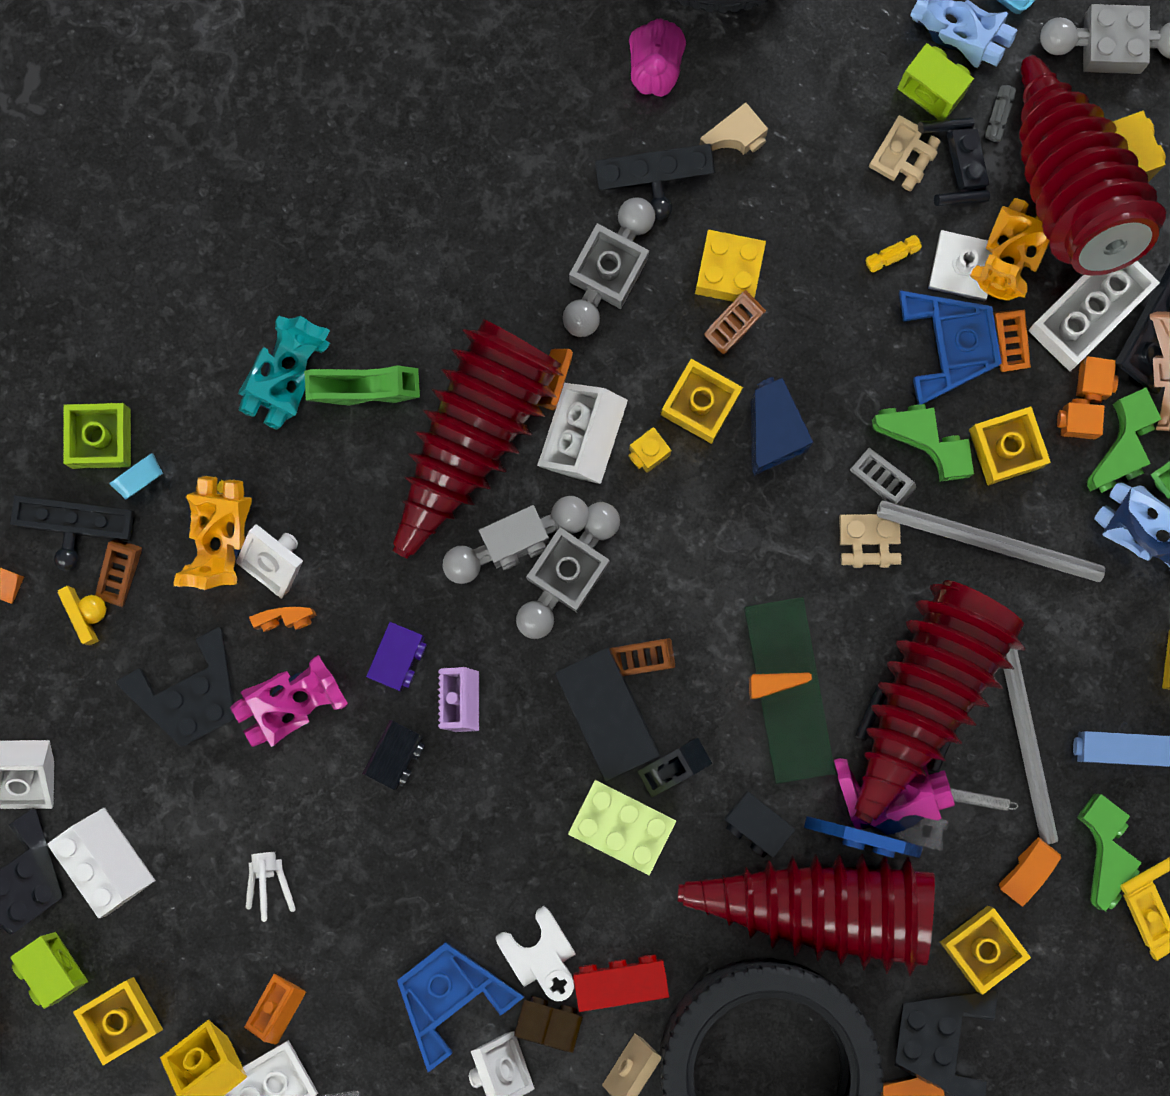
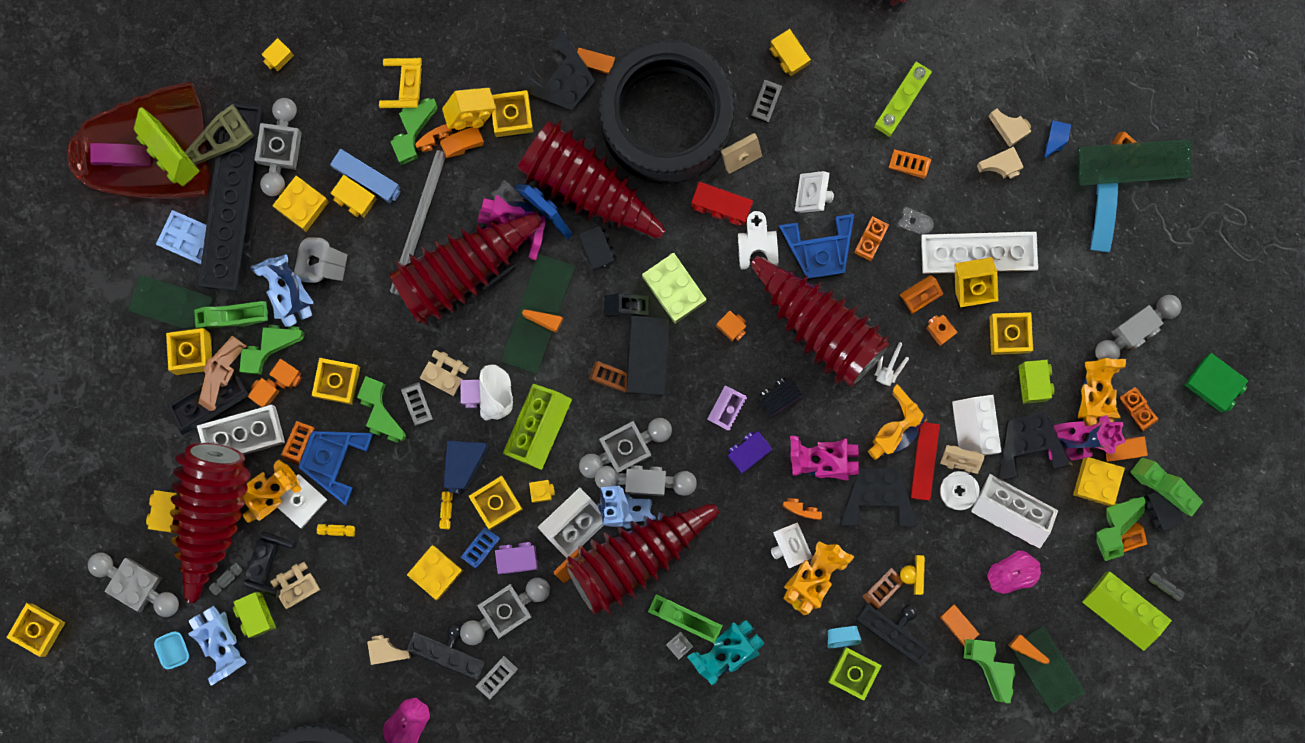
camera: 150 degrees left, 0 degrees up
(64, 758) = (966, 482): none -> white plate
(90, 806) = (962, 459): none -> tan plate
(150, 777) = (925, 461): none -> red tile
(203, 788) = (898, 435): none -> light orange hips
(220, 973) = (941, 329): none -> orange brick
(353, 350) = (679, 645): none -> light grey tile
(385, 1050) = (871, 238): none -> orange slope
(386, 889) = (824, 323): none -> dark red cone
(512, 818) = (732, 326): none -> orange brick
(532, 480) = (617, 508): none -> light blue hips
(548, 1025) = (774, 203): dark brown brick -> none
(568, 197) = (508, 666): none -> light grey slope
(631, 341) = (516, 559): none -> medium lavender brick
(689, 307) = (468, 559): none -> blue slope
(703, 535) = (537, 426): none -> lime slope
(722, 335) = (461, 533): dark orange slope -> none
(761, 355) = (446, 507): none -> yellow axle
(786, 548) = (495, 393): none -> white hair
(818, 530) = (470, 393): none -> lavender brick
(971, 800) = (459, 188): white piece -> none
(991, 541) = (377, 334): light grey axle -> none
(1049, 922) = (468, 108): none -> yellow brick
(1077, 848) = (427, 142): none -> orange slope
(1111, 603) = (330, 264): none -> light grey piece
(1134, 712) = (353, 196): none -> yellow brick

